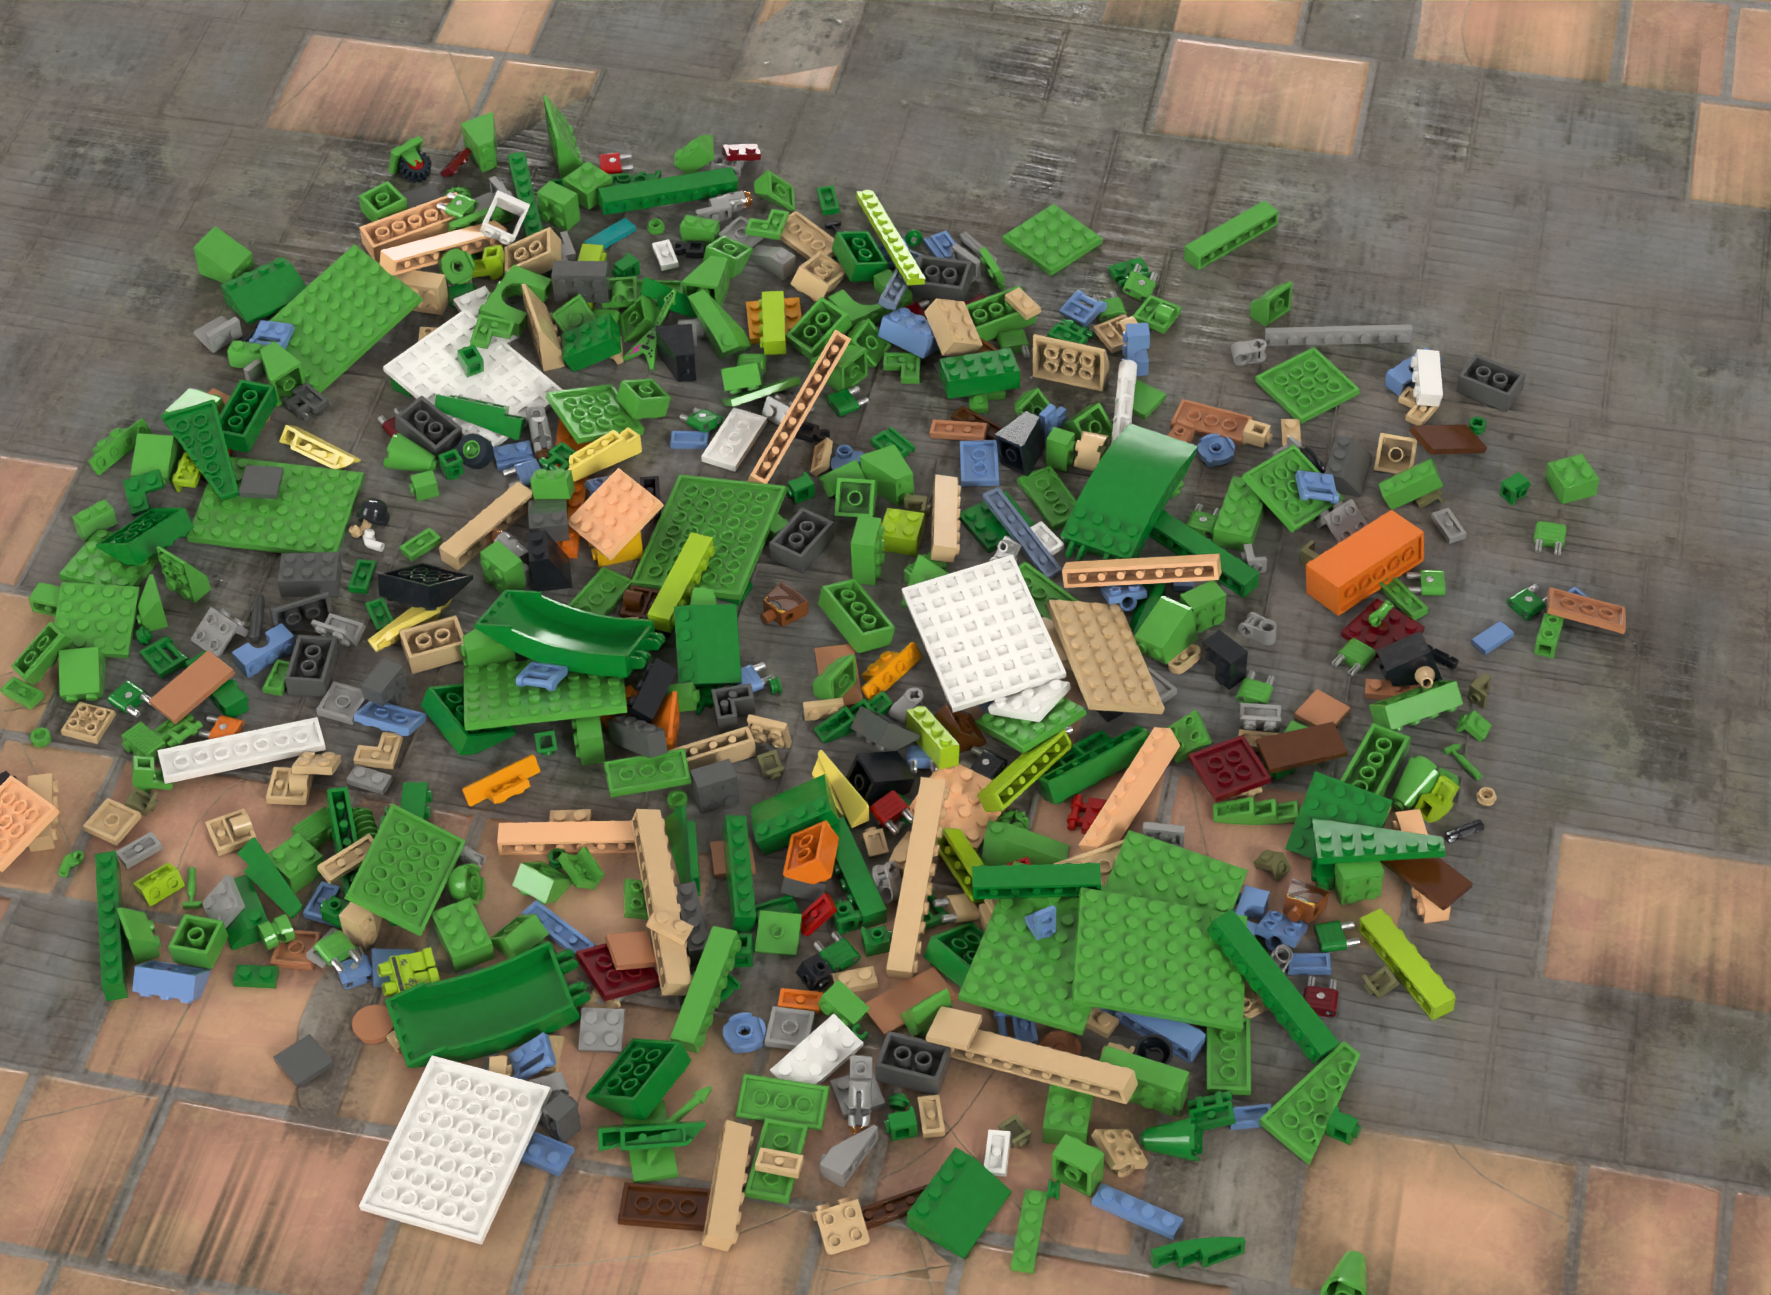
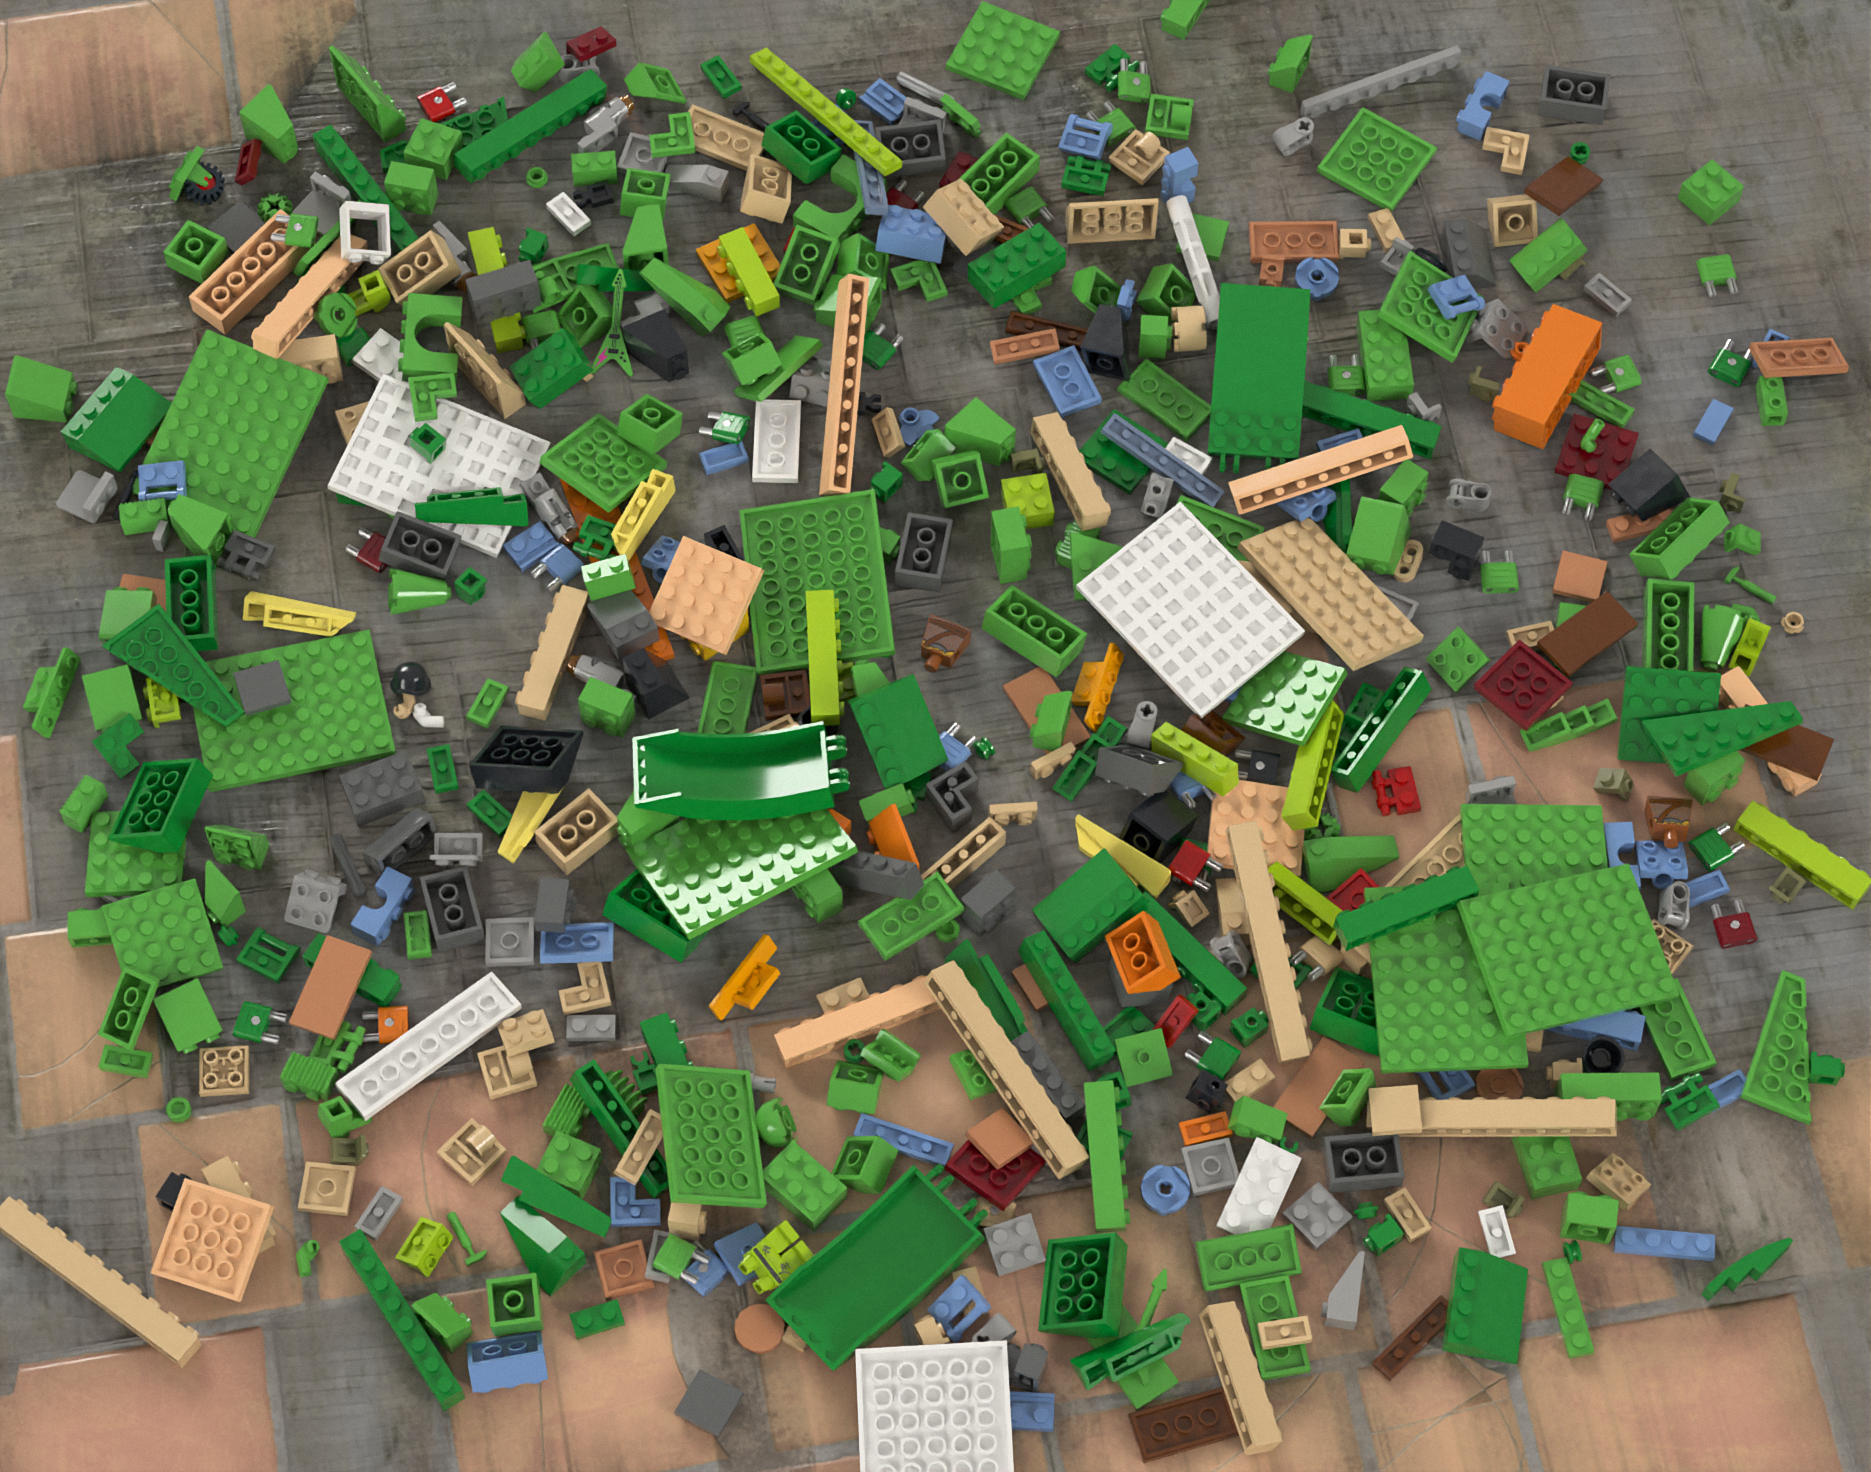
camera: 25 degrees left, 15 degrees up
(224, 901) = (517, 1246): light grey plate -> none
(276, 932) = (596, 1264): bright green wheel -> none
(331, 909) = (654, 1218): green brick -> none
(424, 485) = (450, 623): bright green brick -> none
(468, 449) = (482, 562): black wheel -> none
(541, 675) = (735, 831): medium blue plate -> none
(545, 741) = (770, 913): green brick -> none
(573, 314) = (513, 338): bright green tile -> none
(612, 234) = (488, 205): teal tile -> none
(650, 690) = (866, 812): black brick -> none
(669, 926) = (1036, 1099): tan plate -> none
(770, 765) = (1030, 852): olive bracket -> none
(841, 1225) = (1377, 1375): tan bracket -> none
(860, 1093) = (1330, 1221): light grey plate -> none
(892, 437) = (958, 388): green plate -> none
(1022, 303) = (1024, 157): tan plate -> none
(1031, 703) = (1280, 680): white plate -> none
(1042, 922) = (1434, 957): medium blue bracket -> none
(1132, 790) = (1434, 753): light nougat brick -> none
(1175, 1139) = (1668, 1149): green cone -> none
(1260, 717) = (1520, 607): light grey bracket -> none
(1272, 986) = (1692, 937): green brick -> none
(1322, 874) = (1673, 785): green brick -> none
(1425, 673) = (1678, 503): tan cone -> none
(1427, 377) = (1509, 113): white brick -> none
(1443, 658) = (1676, 465): black axle -> none
(1464, 830) = (1788, 672): black axle -> none
(1514, 488) = (1656, 224): green brick -> none

